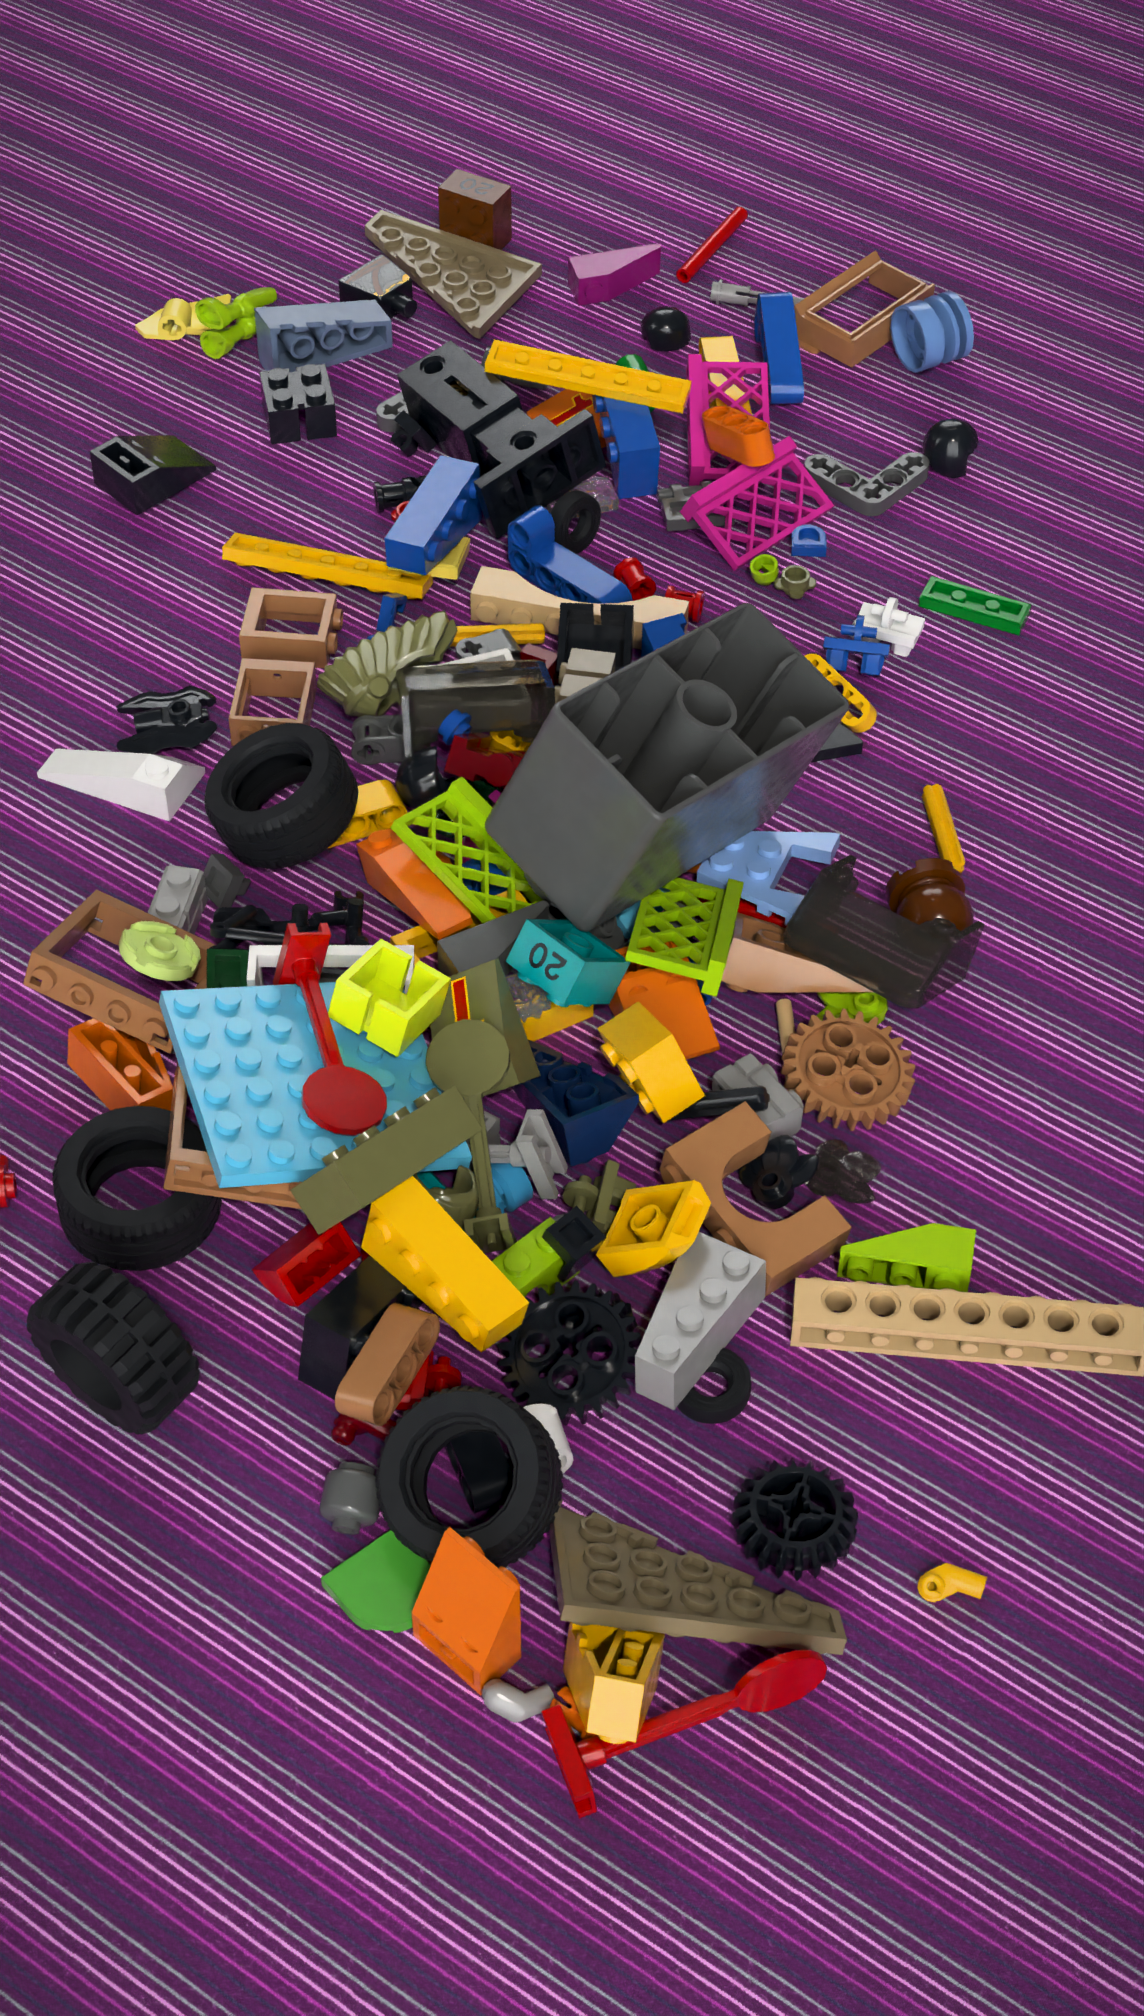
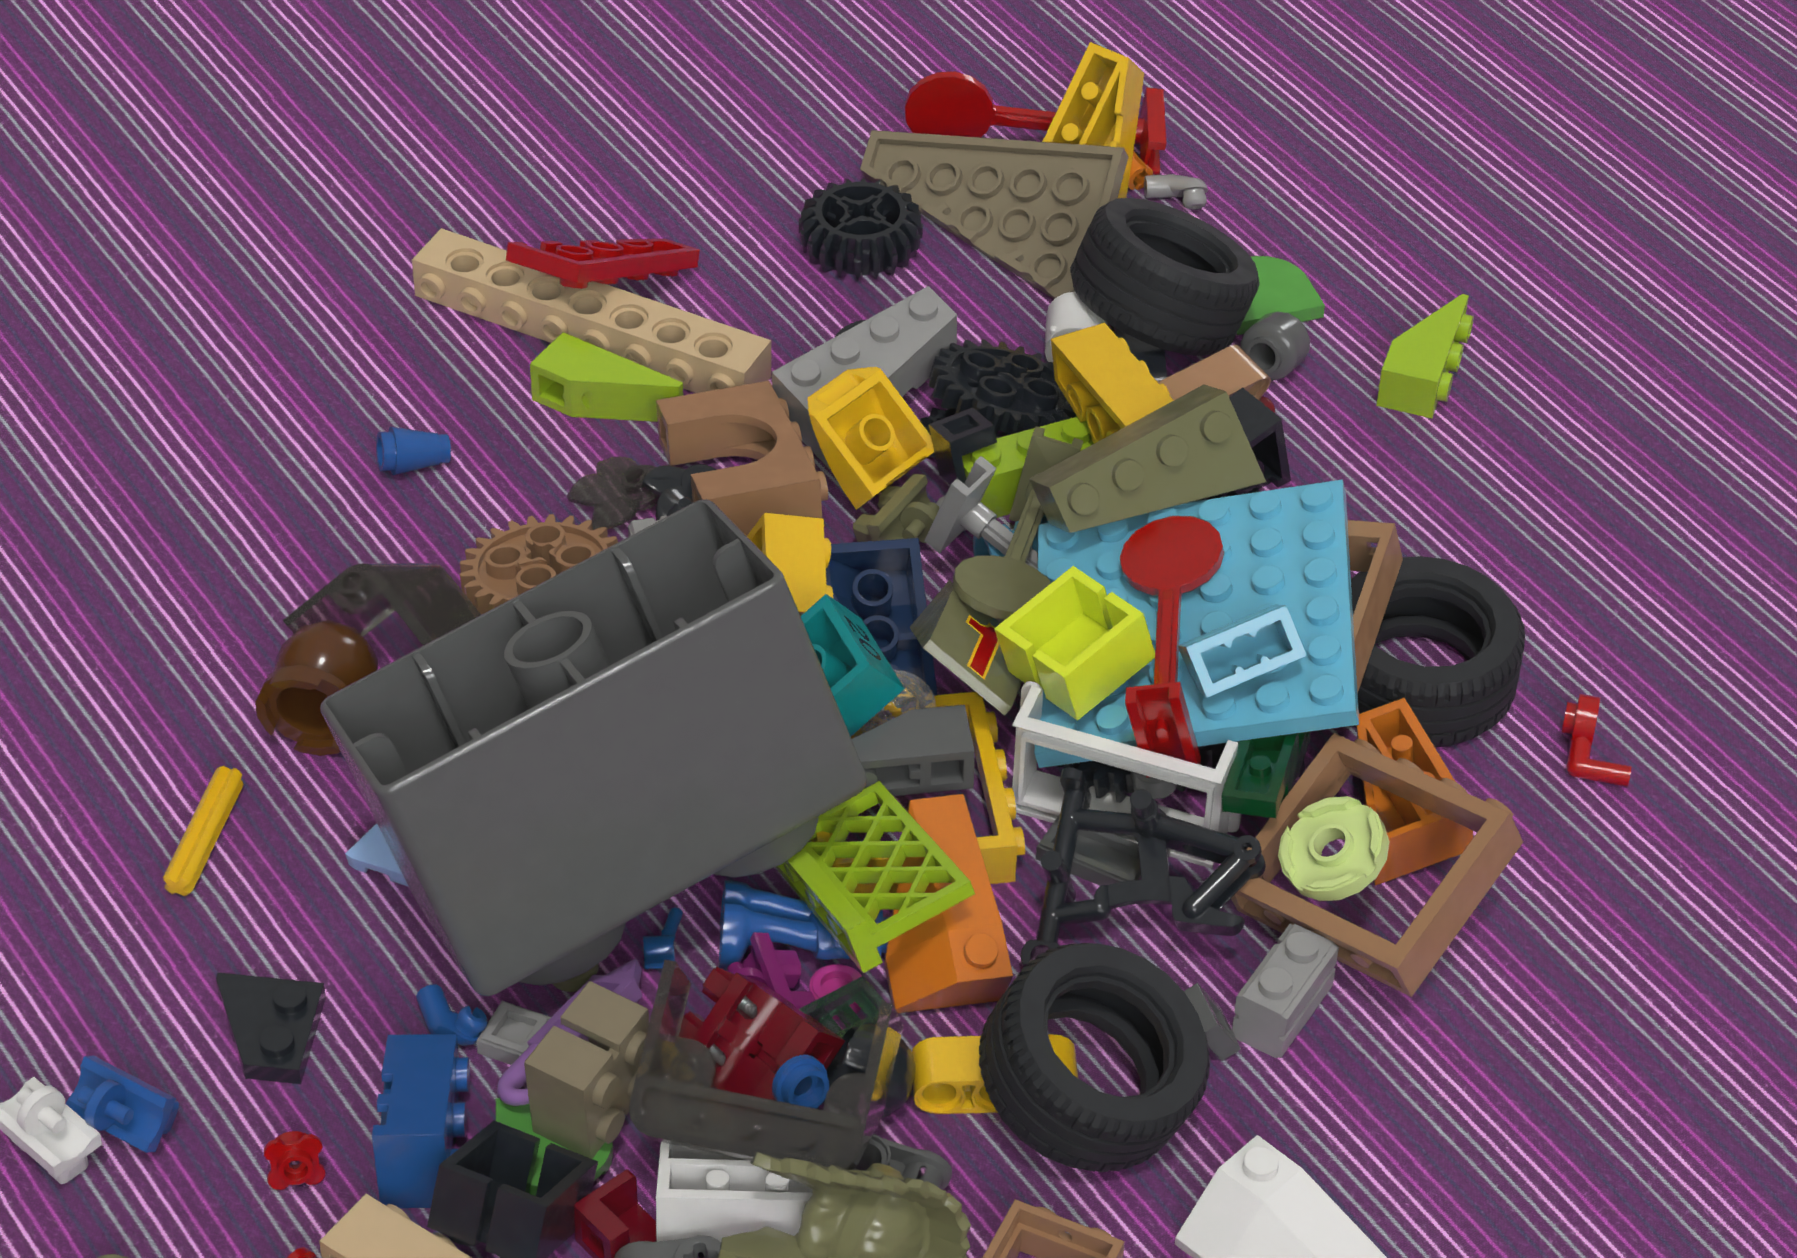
camera: 160 degrees left, 5 degrees down
(113, 1347) = (1493, 446): black tyre -> none
(210, 1527) = (1421, 358): none -> lime slope
(260, 1007) = (1242, 650): none -> medium azure brick
(469, 1612) = (1199, 188): orange slope -> none
(853, 696) = (189, 1075): yellow beam -> none
(948, 1580) = (746, 168): yellow arm -> none
(988, 1343) = (604, 260): none -> red wing
(1024, 1149) = (409, 450): none -> blue cone

